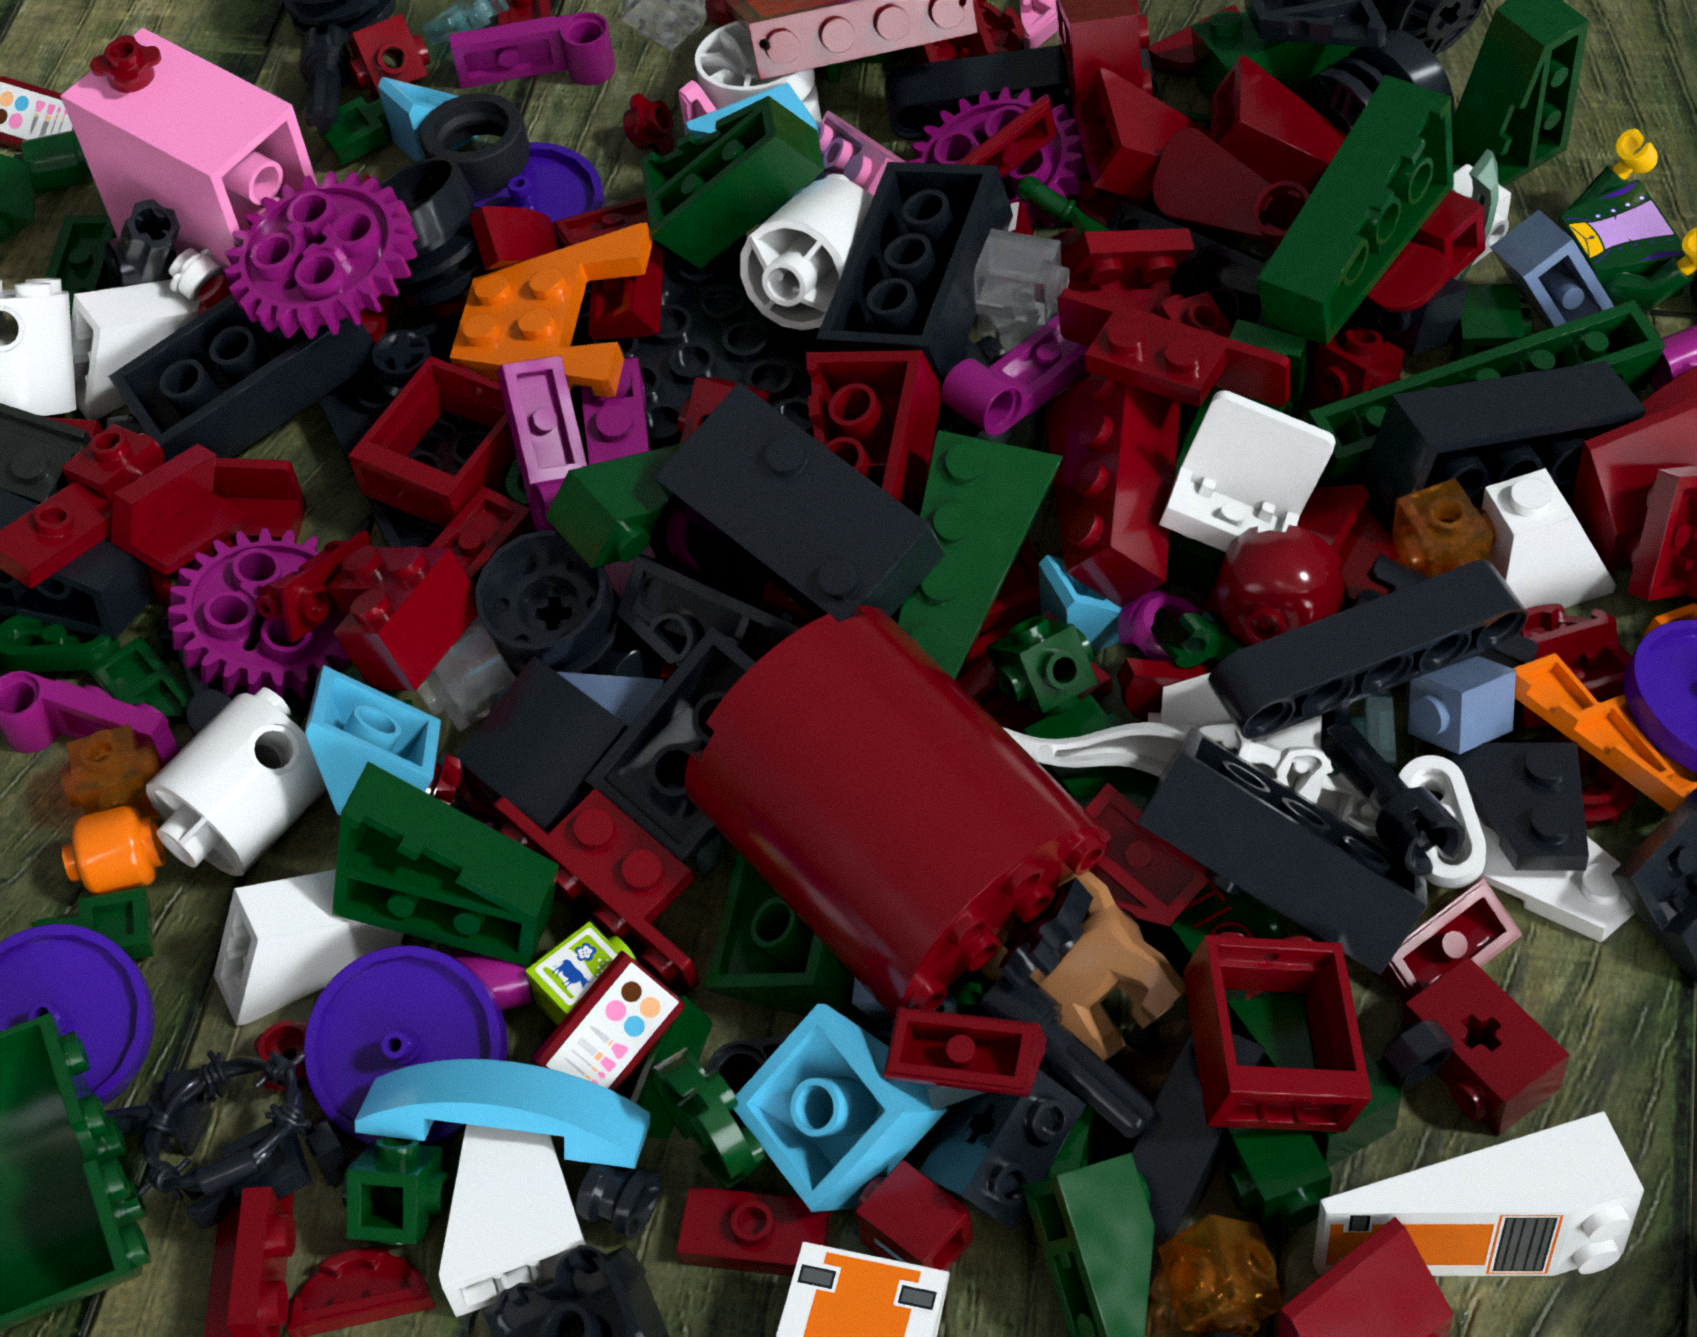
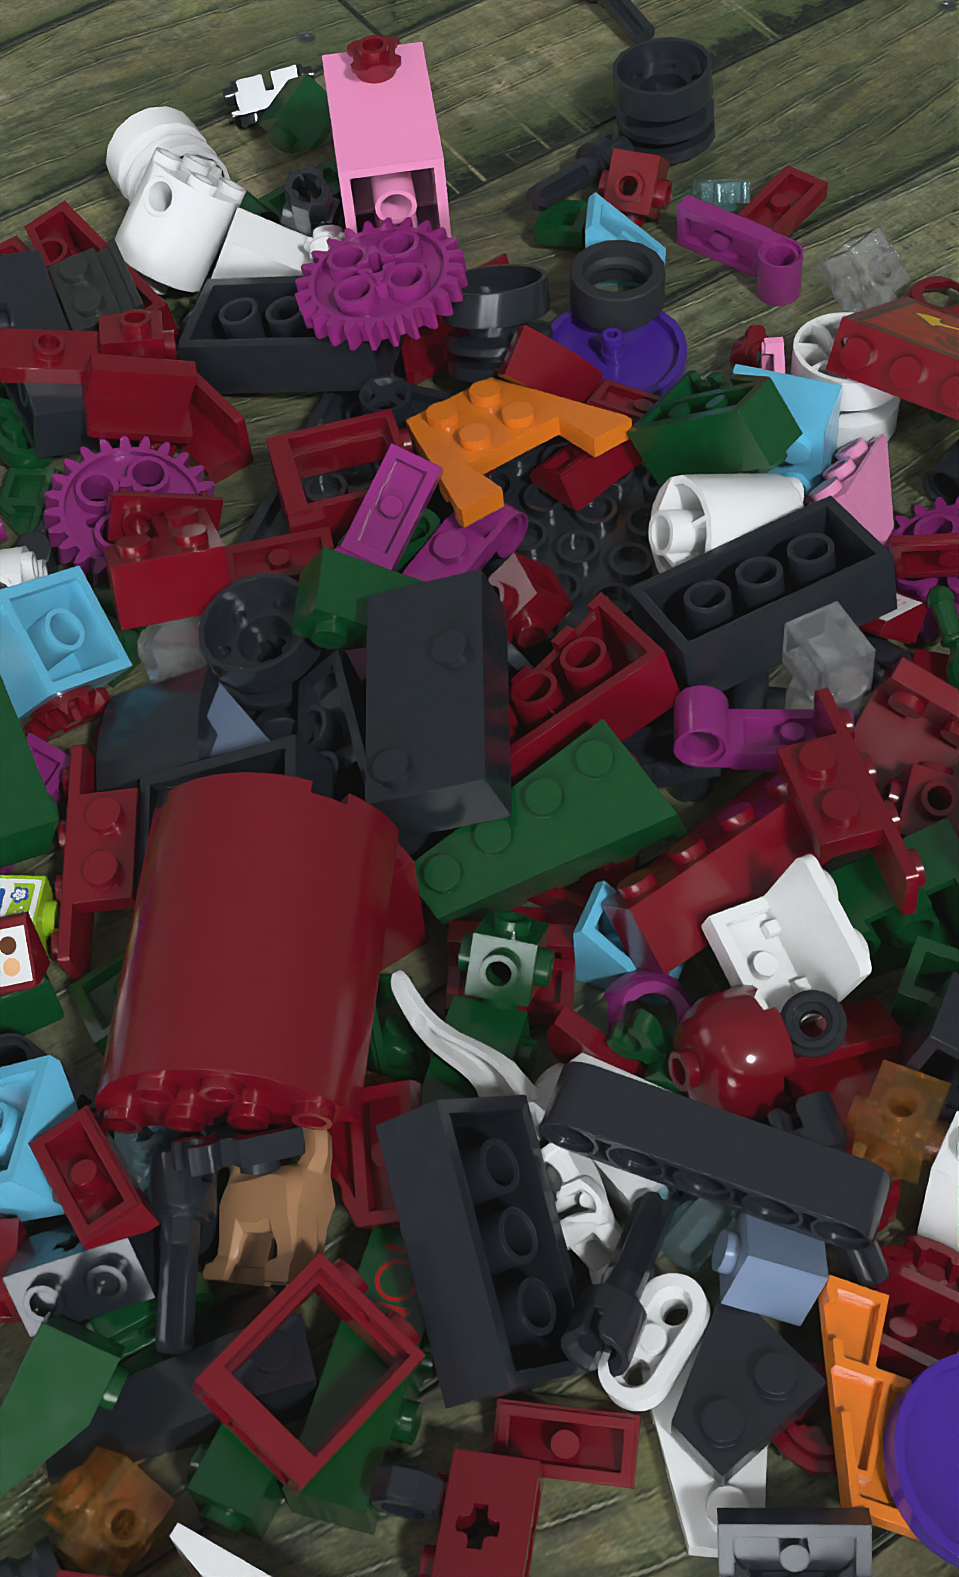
camera: 45 degrees right, 0 degrees up
(1318, 506) = (814, 1003): none -> black plate

